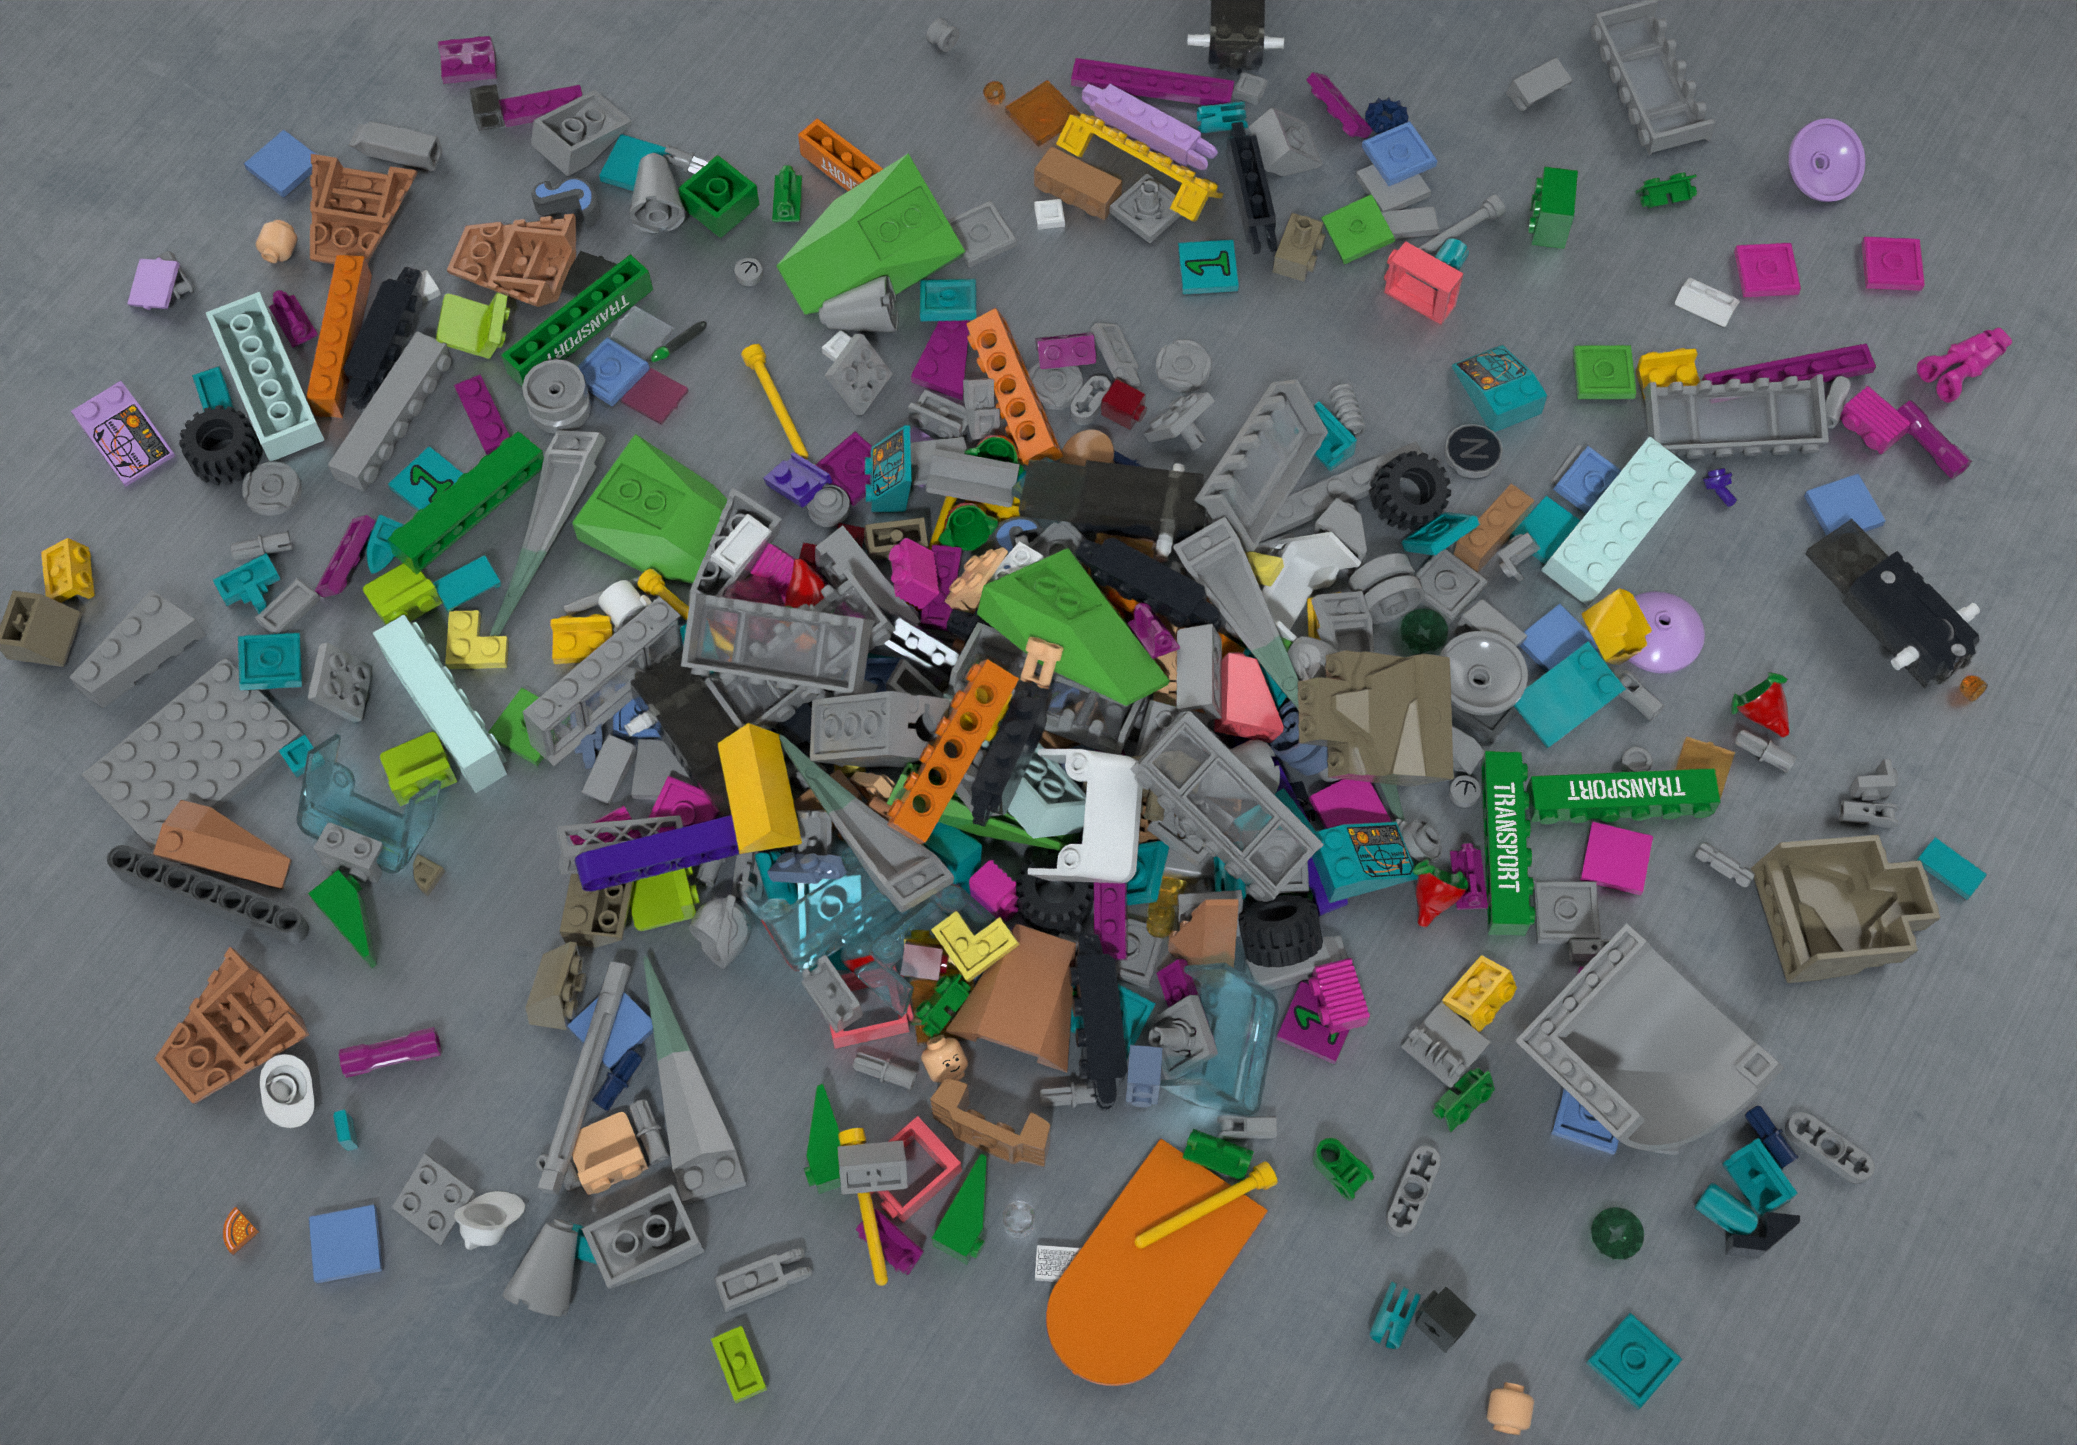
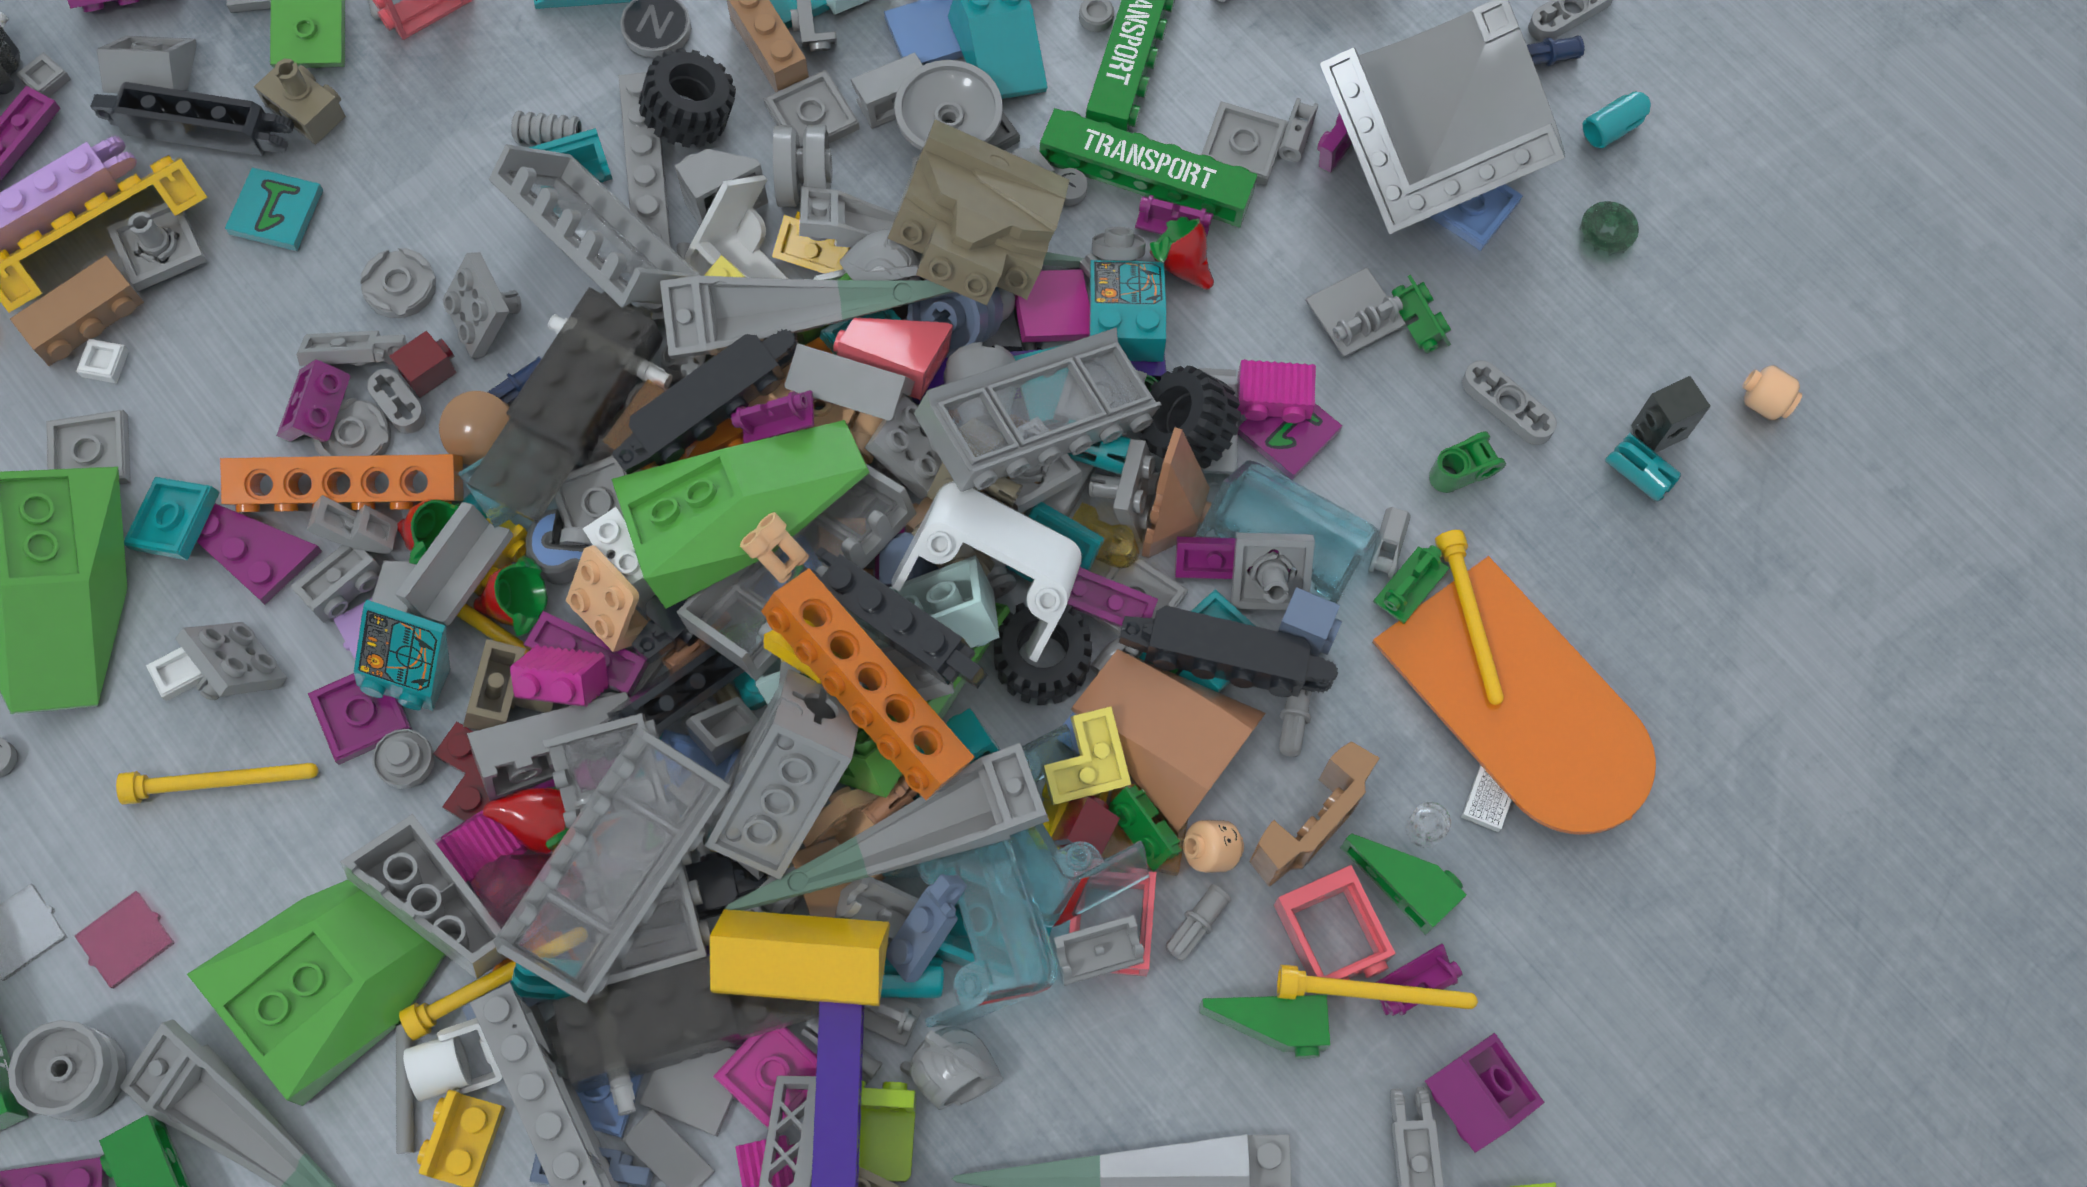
camera: 75 degrees left, 5 degrees up
(612, 371) = (58, 984): medium blue tile -> none
(664, 351) = (57, 883): pearl dark grey piece -> none
(741, 545) = (433, 875): white tile -> none
(797, 479) = (348, 785): dark purple plate -> none
(820, 1317) = (1484, 1093): none -> magenta slope
(863, 308) = (132, 625): light grey cone -> none
(872, 1167) = (1337, 966): light grey hinge -> none
(994, 891) = (1025, 715): dark pink brick -> none
(1221, 116) = (68, 124): teal arm -> none
(1428, 620) = (845, 152): clear green gear -> none
(1440, 533) = (757, 89): teal tile -> none
(1481, 992) = (1308, 255): yellow bracket -> none
(1616, 858) = (1199, 73): dark pink tile -> none
(1634, 1361) = (1742, 264): teal tile -> none
(1759, 1178) = (1589, 77): teal hinge -> none
(1771, 1230) = (1653, 83): black slope -> none

